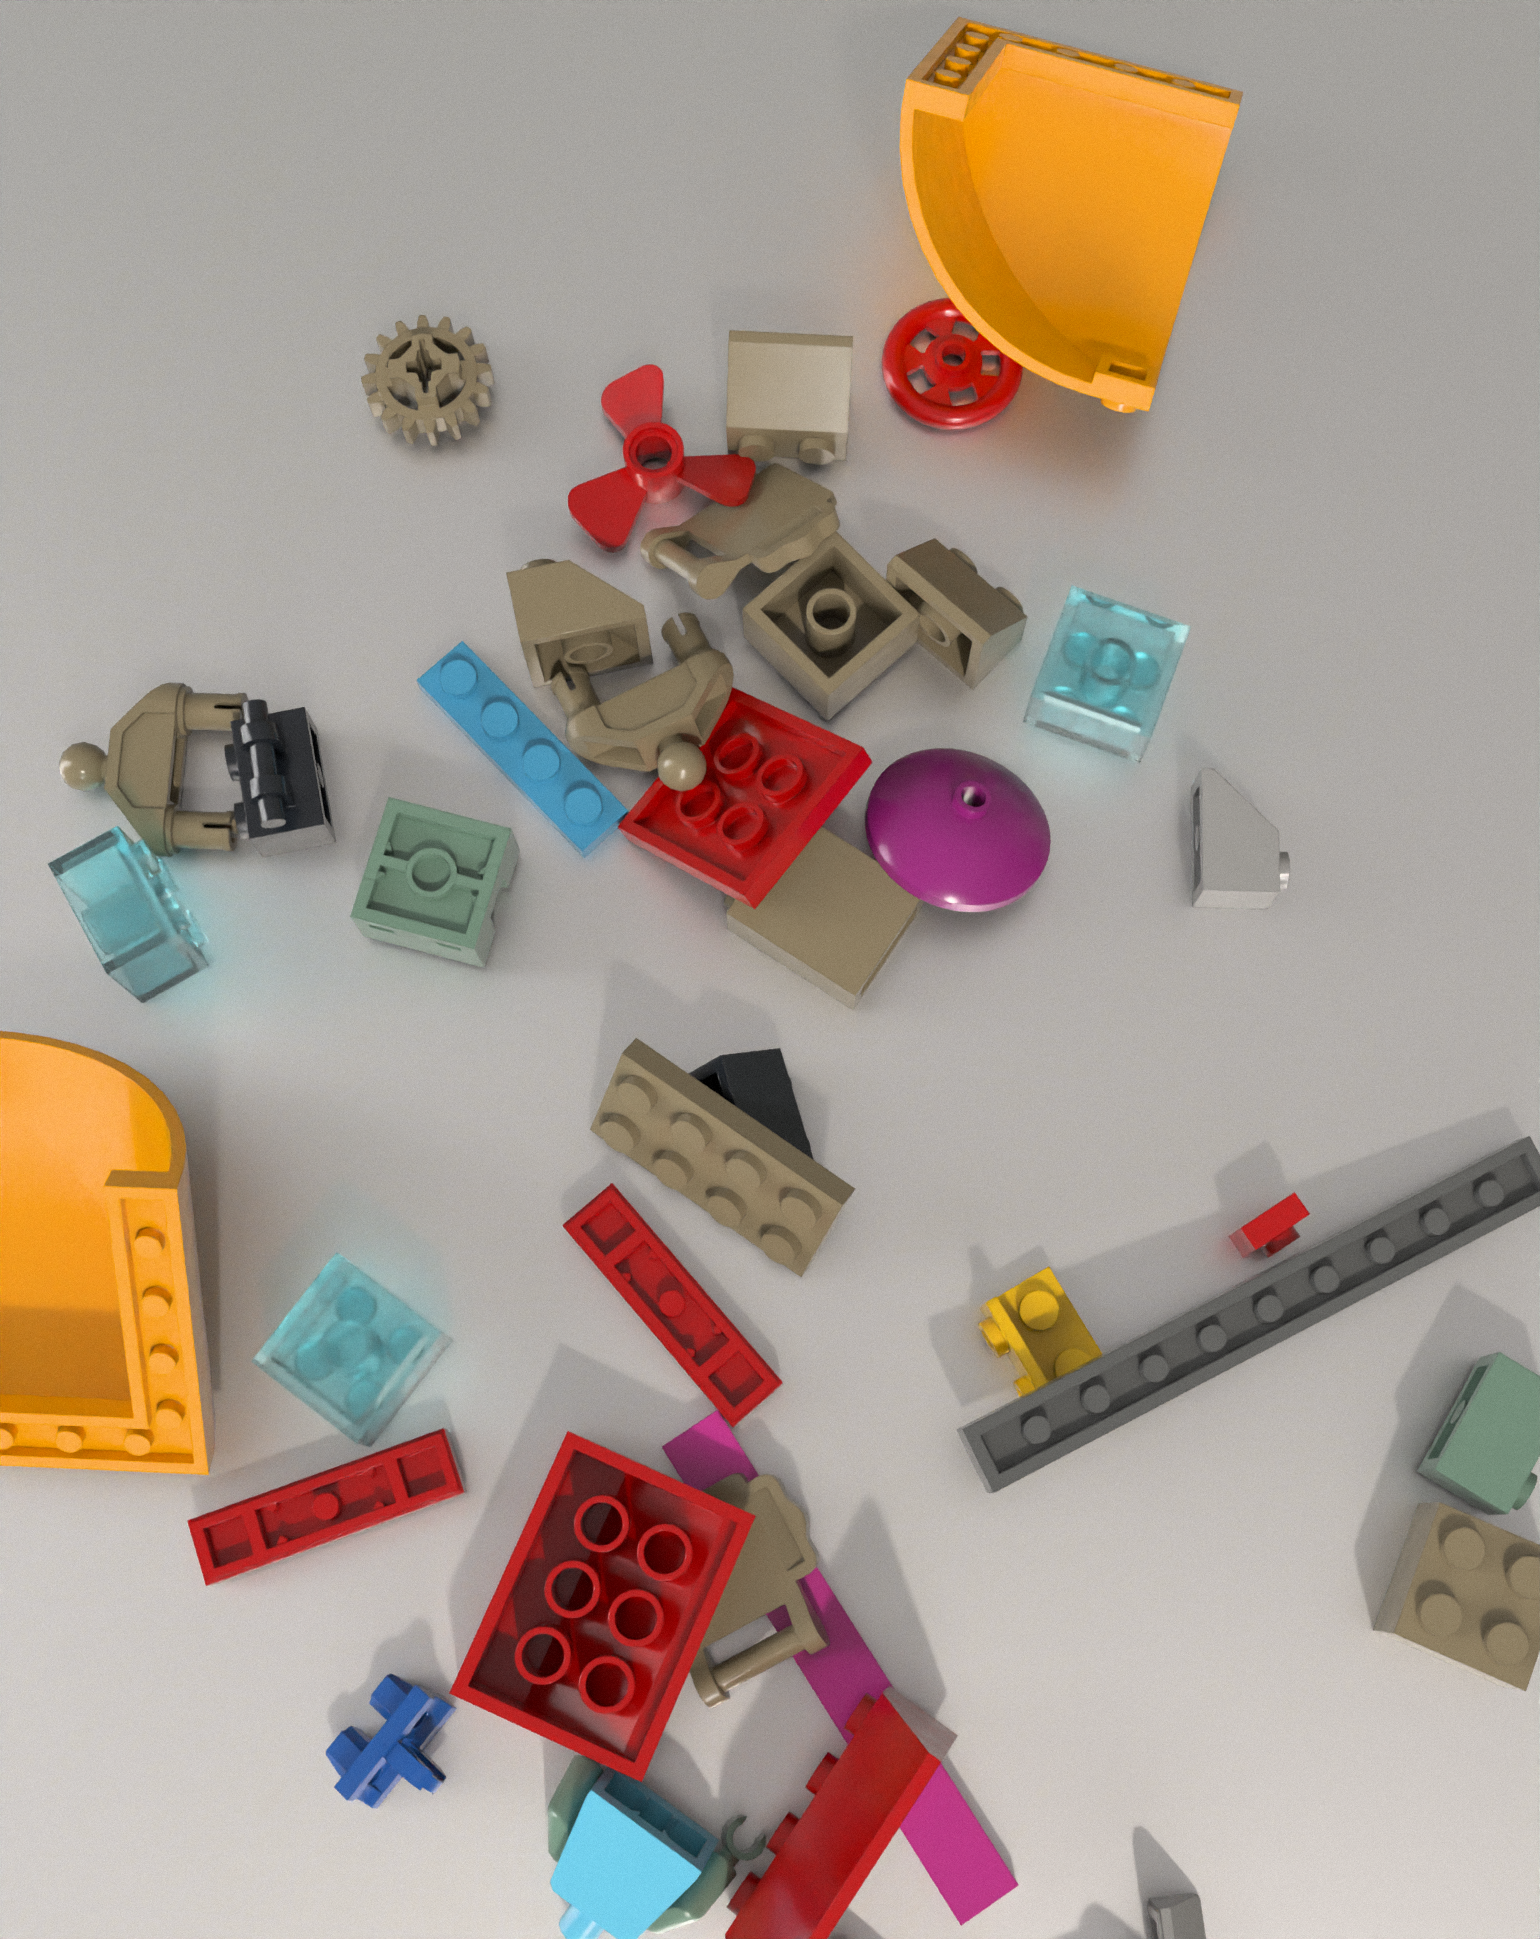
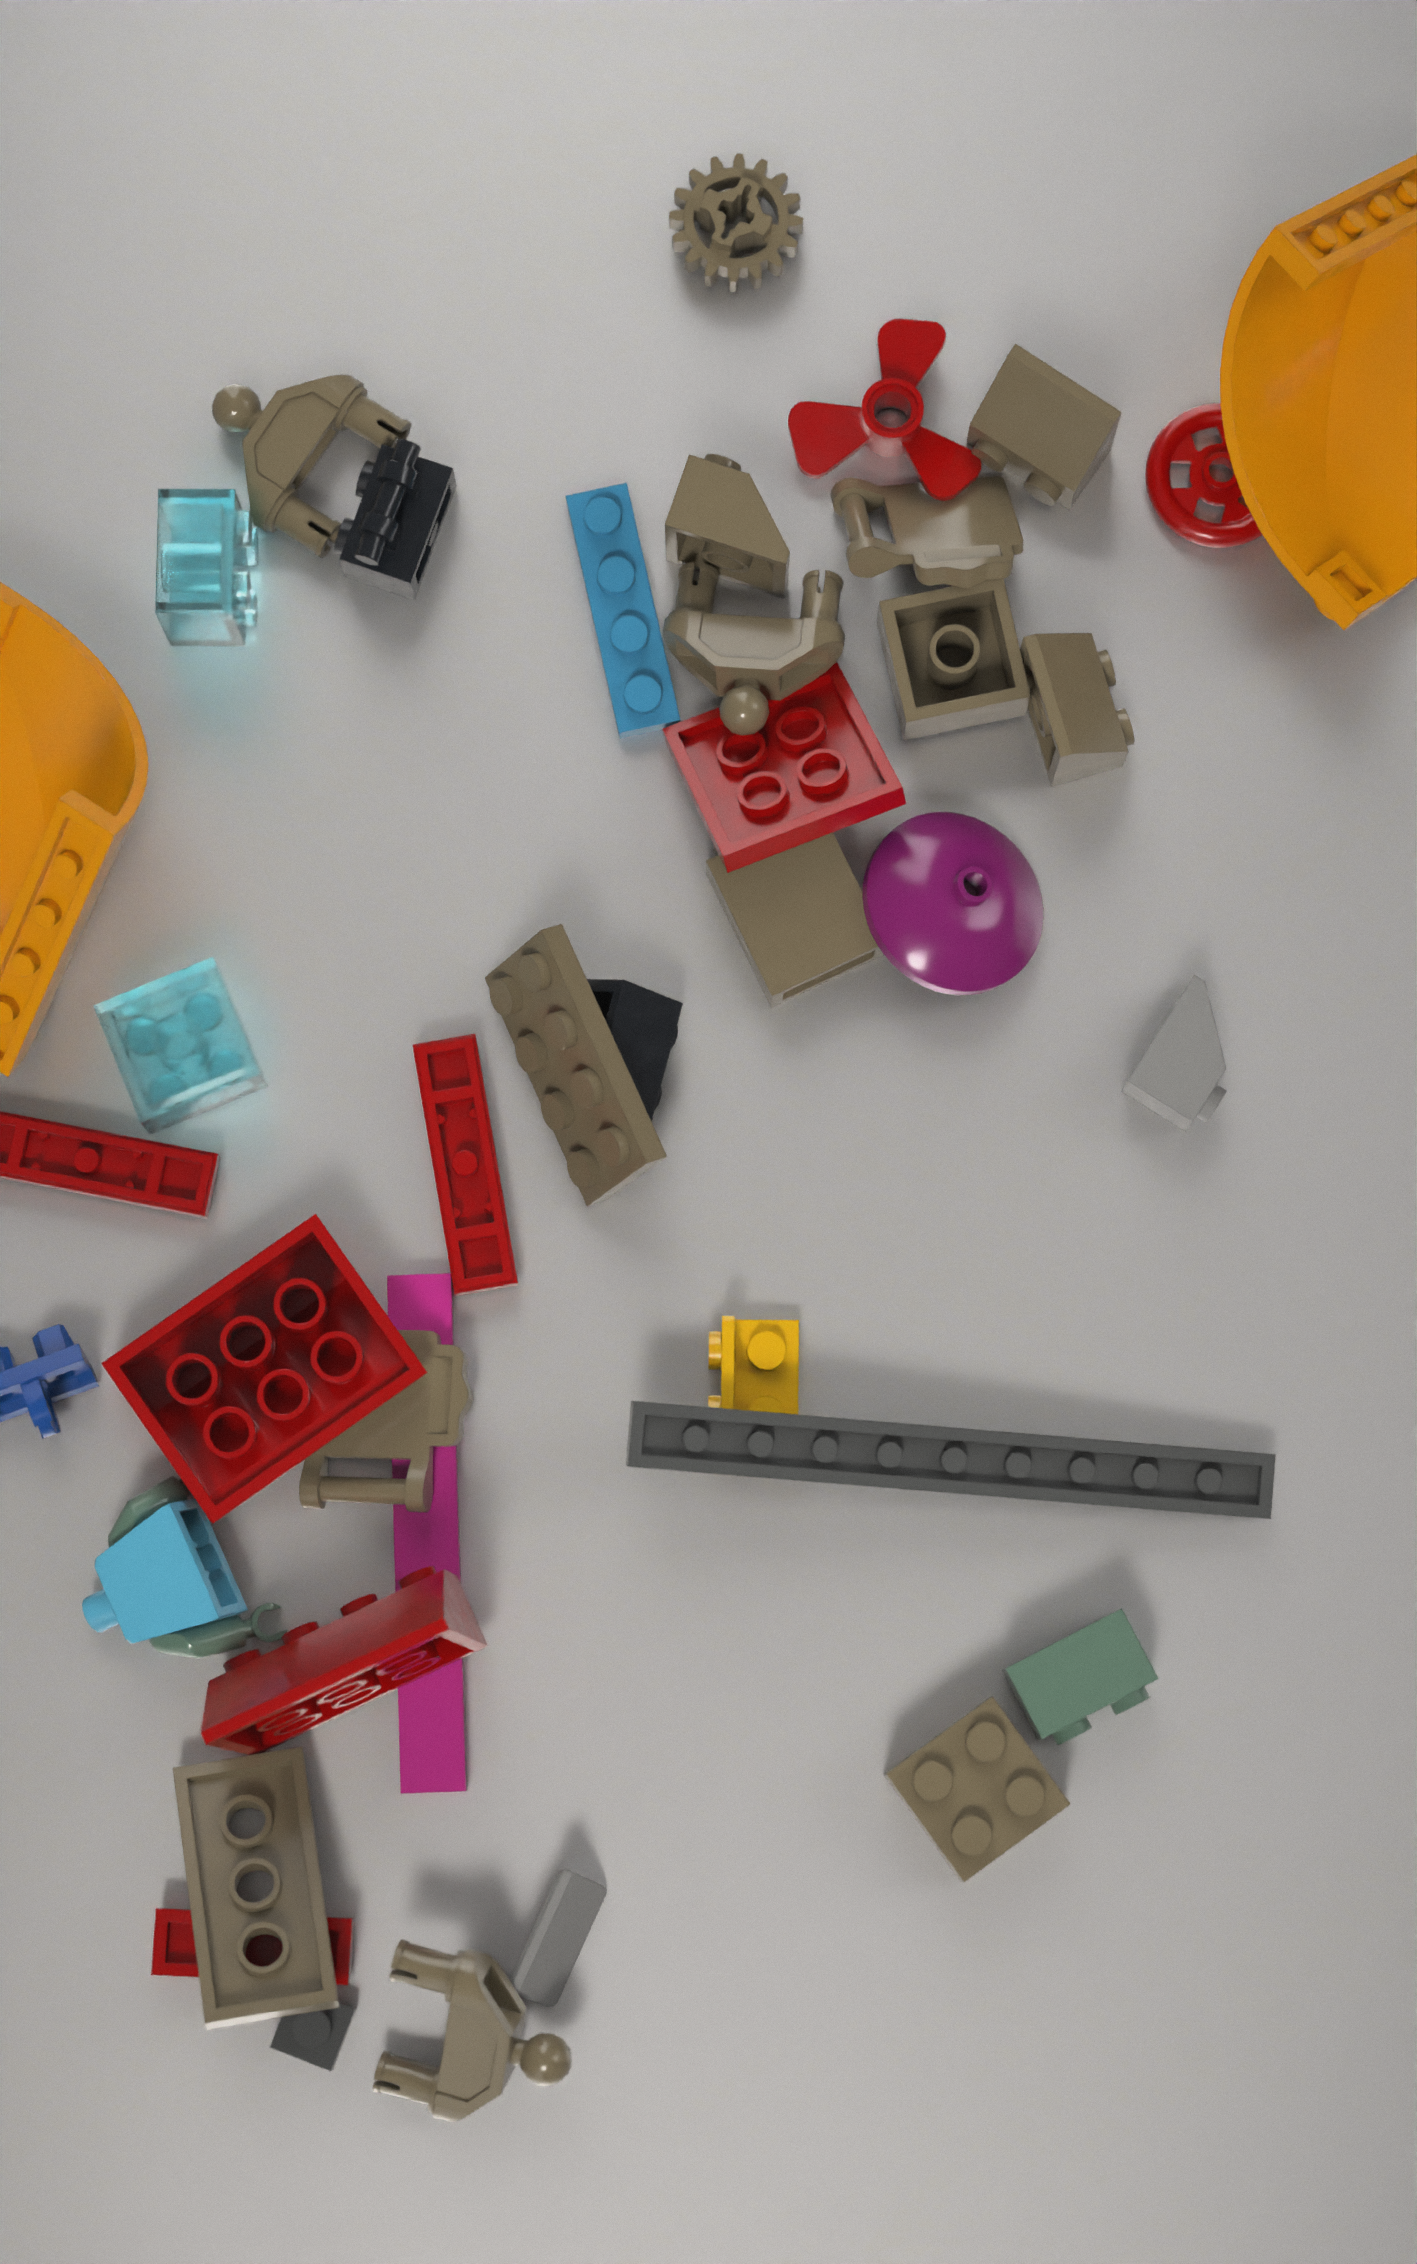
camera: 30 degrees right, 5 degrees up
(434, 881) = (476, 688): sand green piece -> none
(1106, 674) = (1167, 842): clear light blue brick -> none
(1271, 1229) = (1005, 1399): red plate -> none

